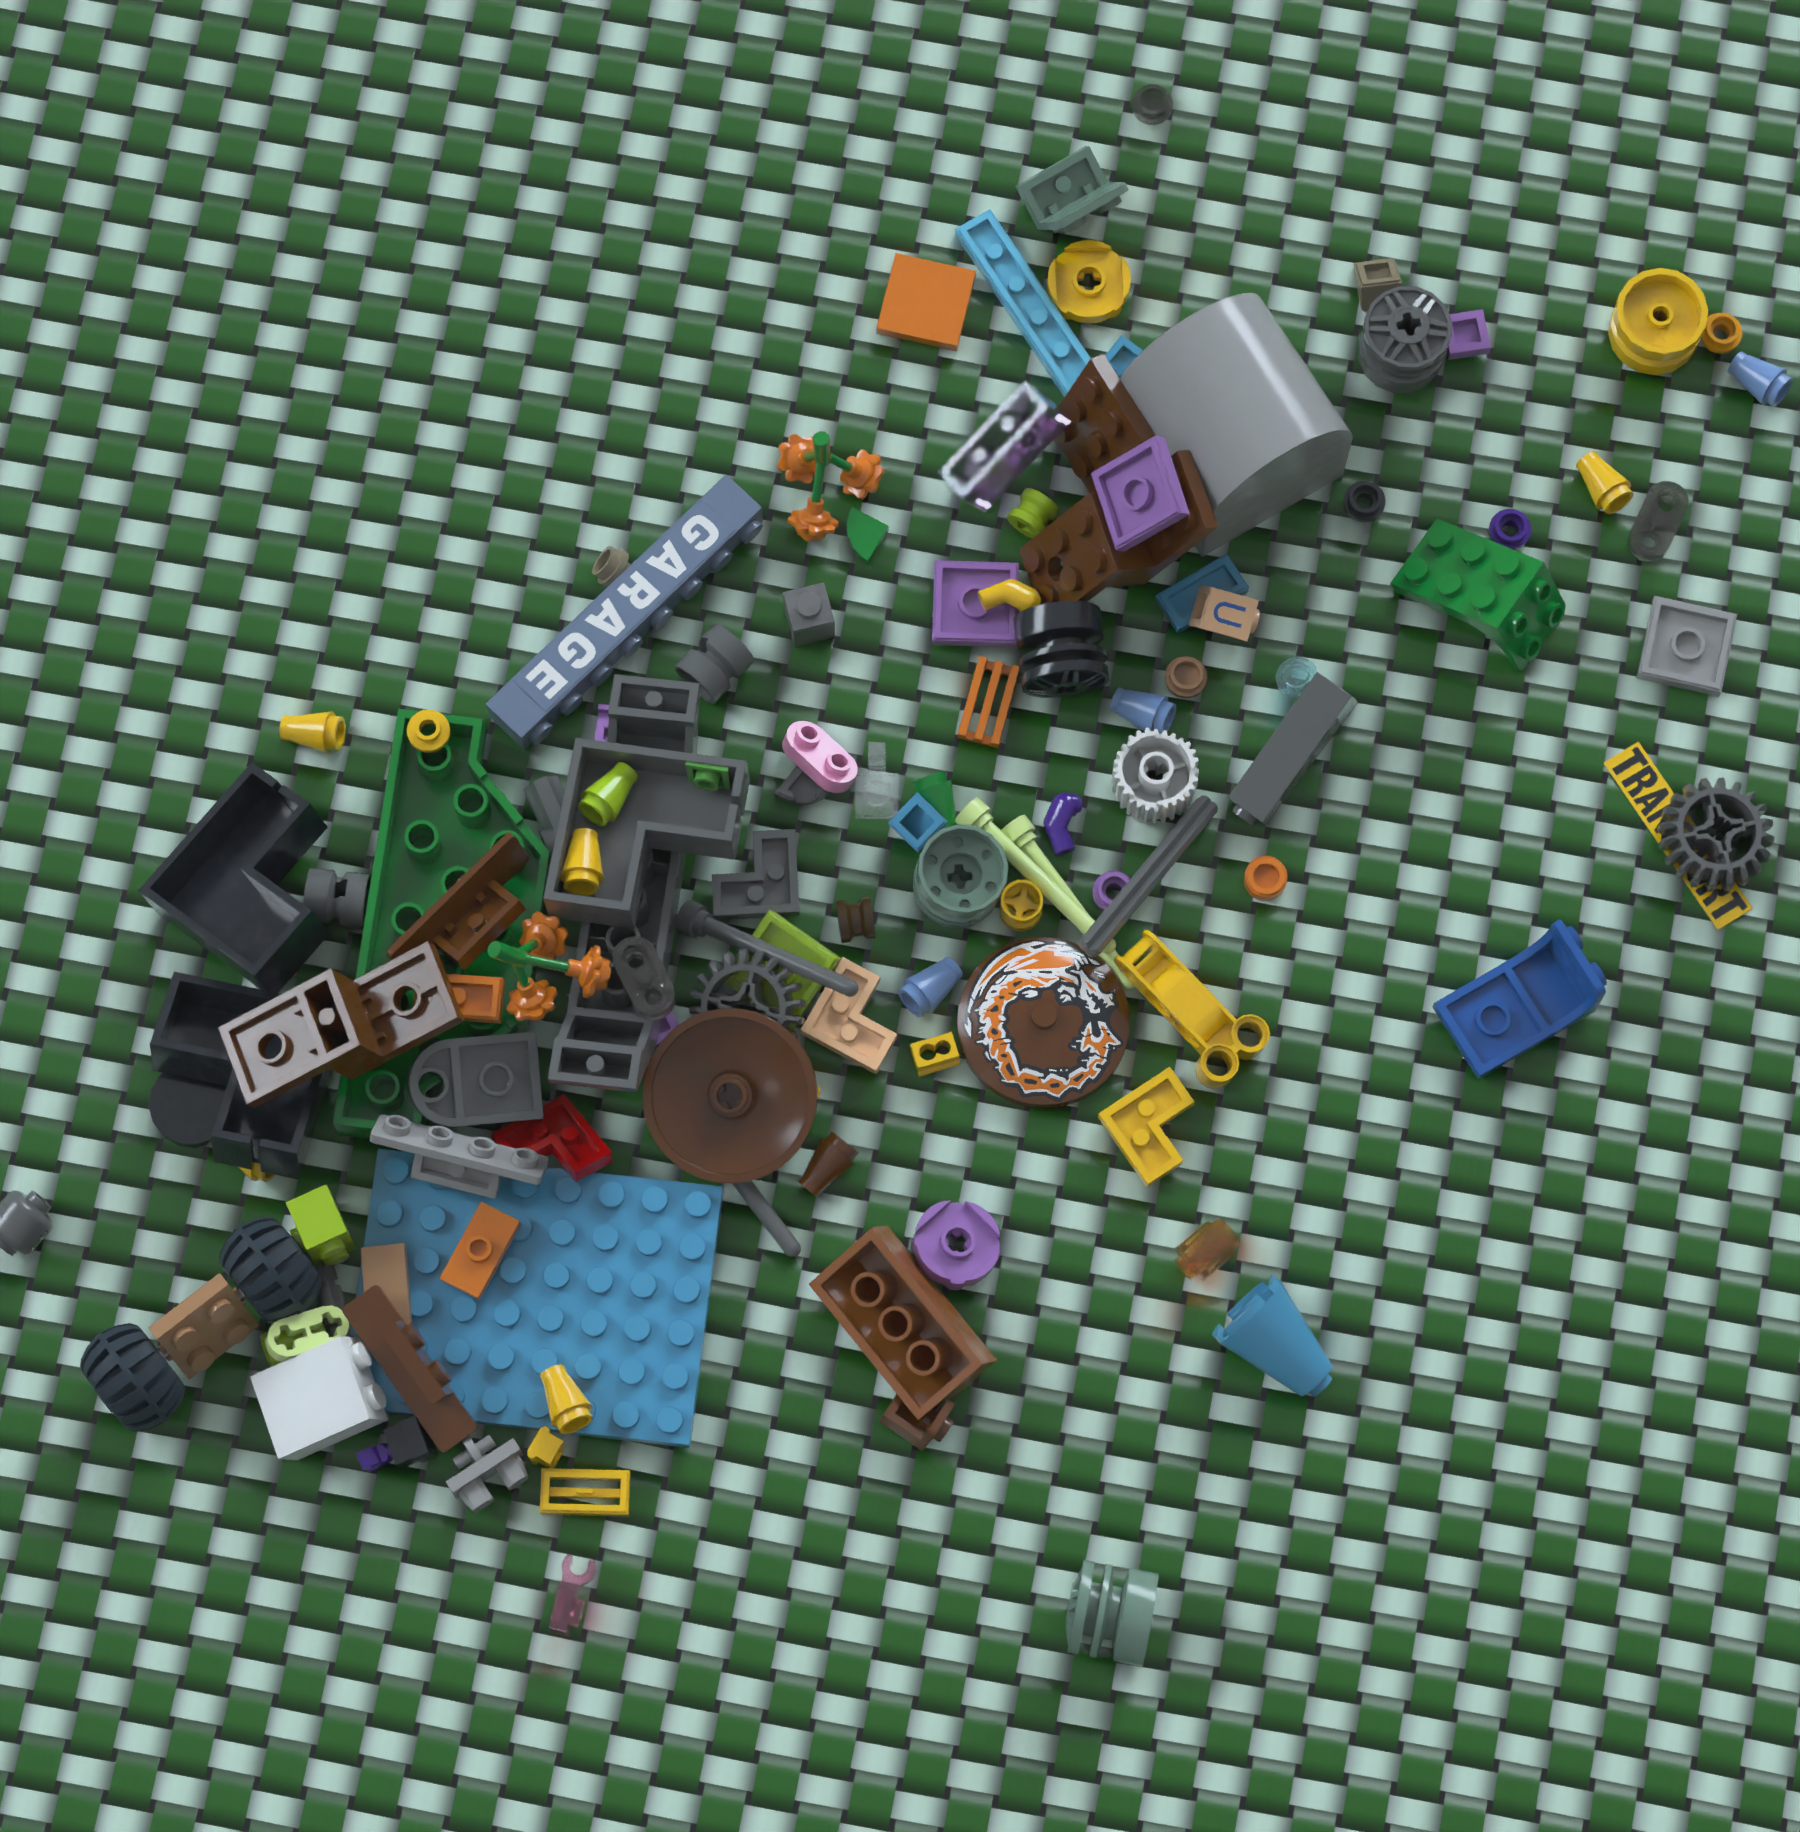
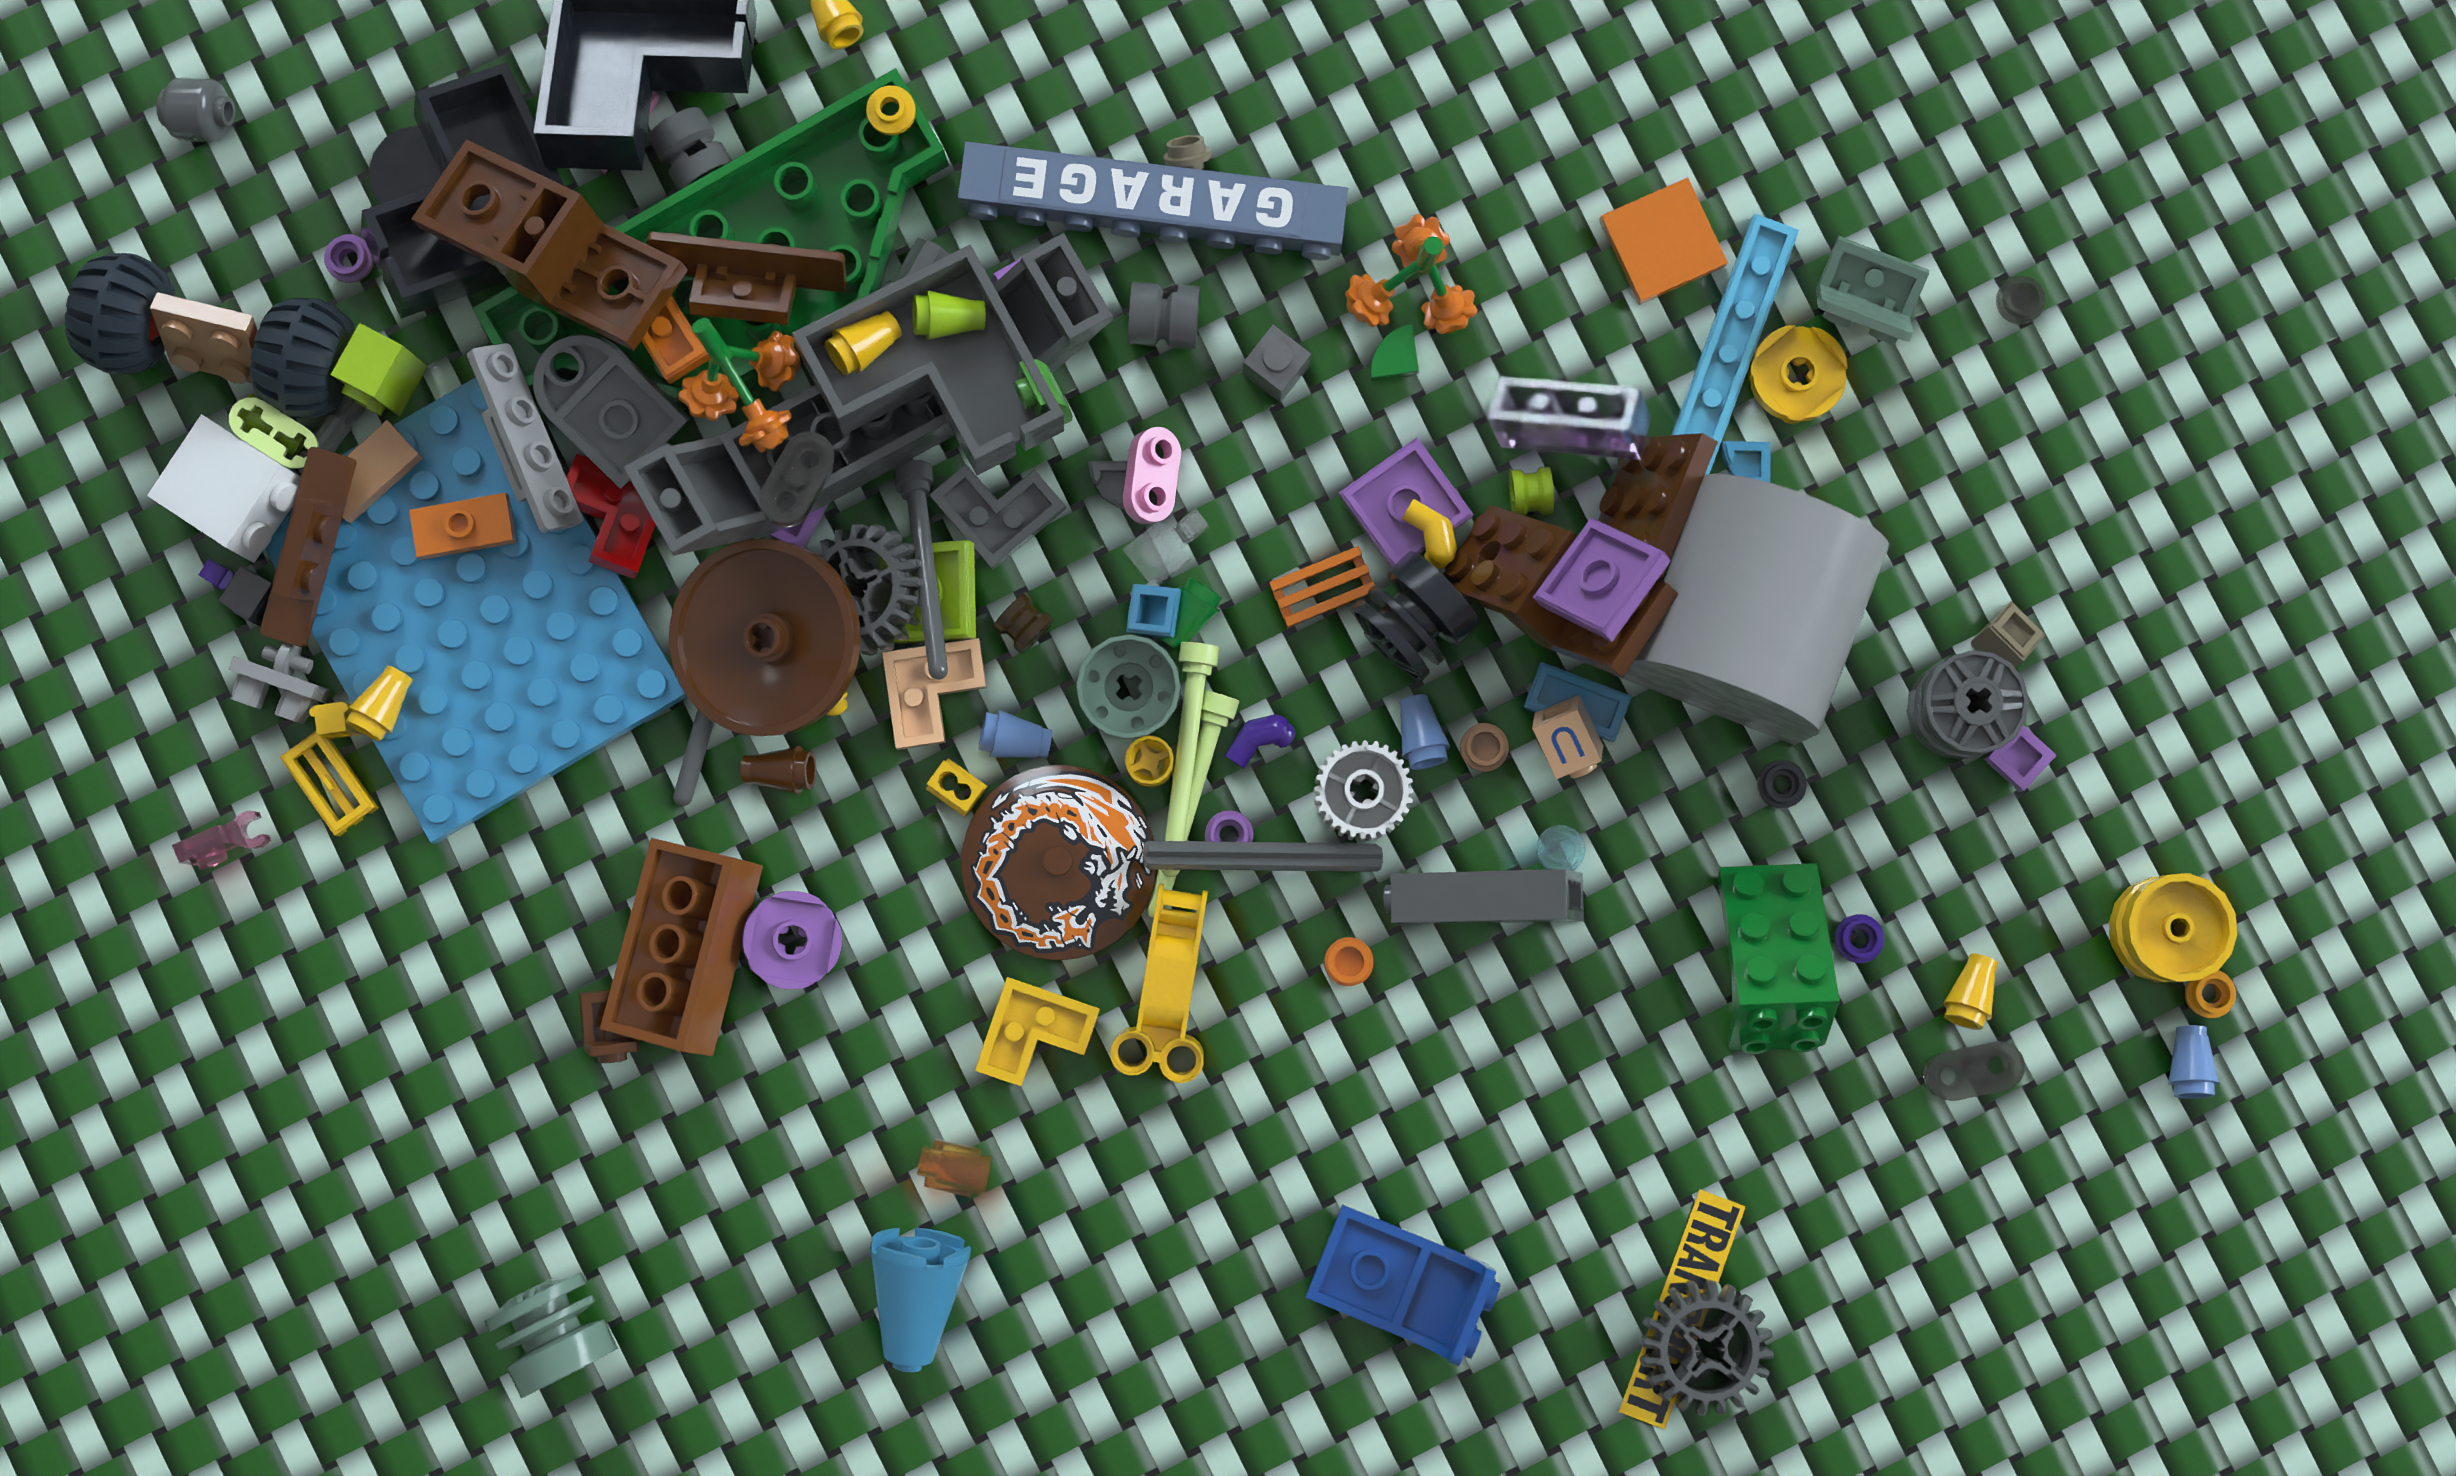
camera: 50 degrees right, 10 degrees up
(205, 1188) = (339, 249): none -> medium lavender plate
(1686, 646) = (1873, 1185): light grey tile -> none

